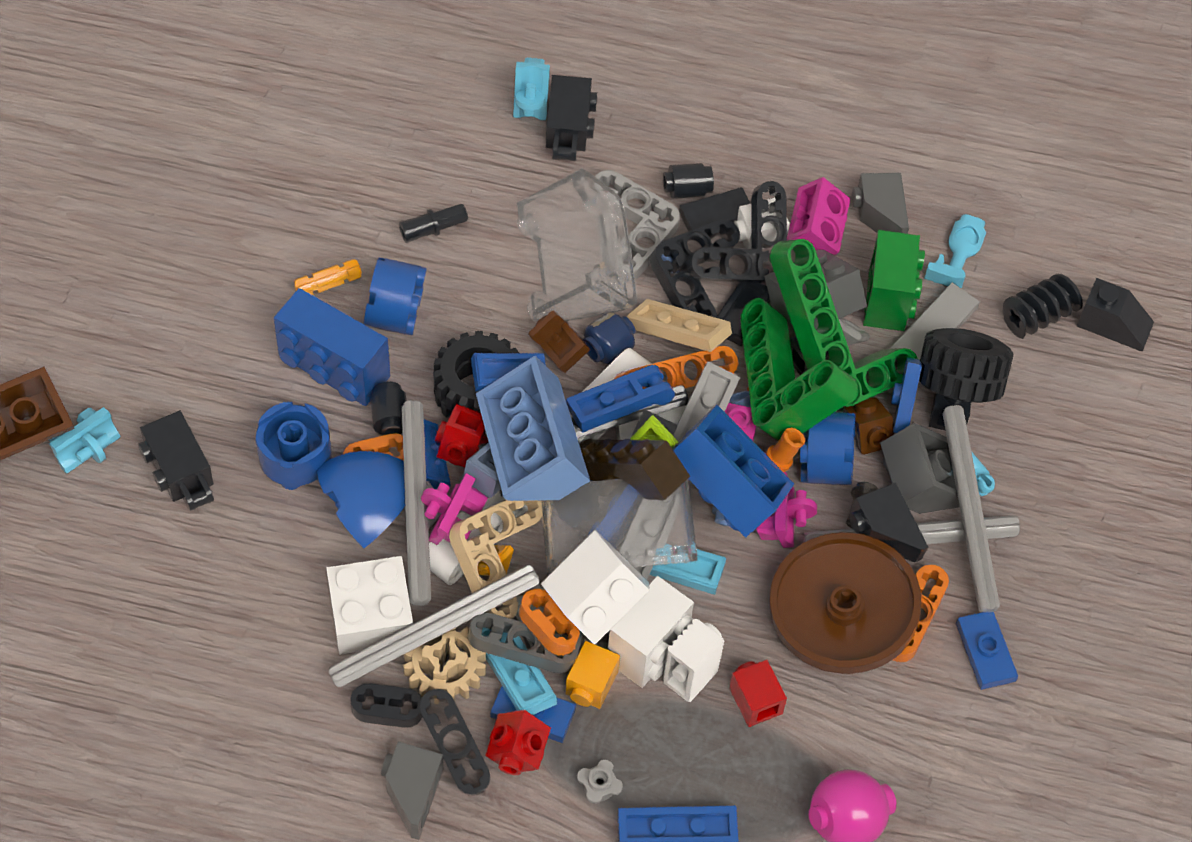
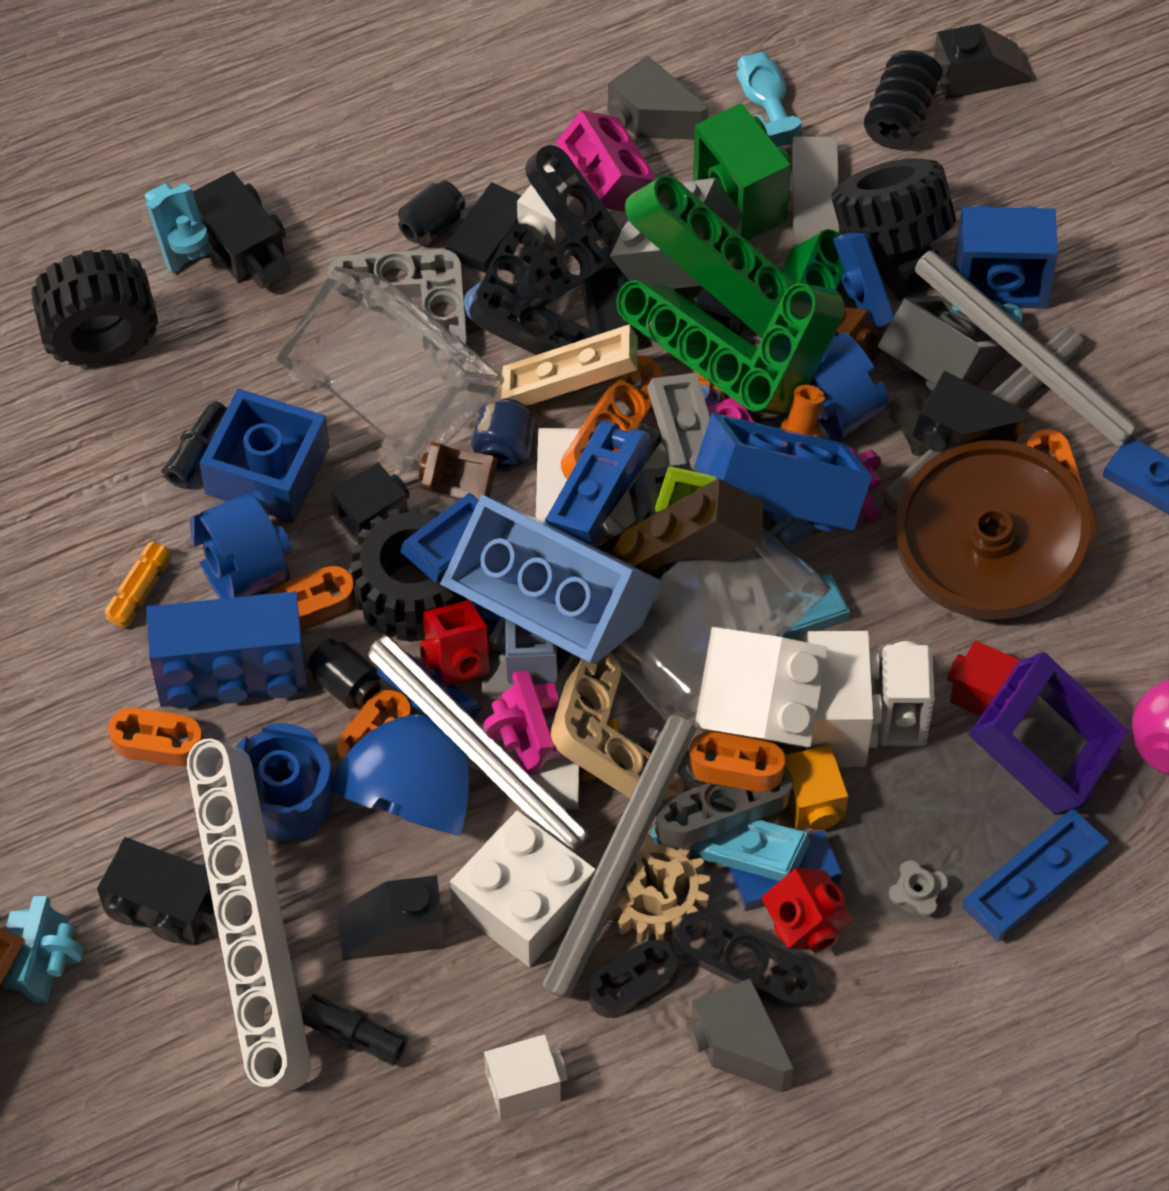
camera: 35 degrees left, 0 degrees up
(199, 503) = (265, 928): none -> white beam
(207, 613) = (354, 1029): none -> black pin
(252, 374) = (155, 735): none -> orange beam
(271, 711) = (524, 1076): none -> white brick
(287, 569) = (393, 919): none -> black slope
(413, 353) = (313, 601): none -> orange beam
(438, 103) = (94, 308): none -> black tyre
(459, 253) = (265, 450): none -> blue brick
(496, 318) = (367, 497): none -> black brick
(749, 710) = (1103, 733): none -> dark purple window
(1011, 443) = (1008, 253): none -> blue brick

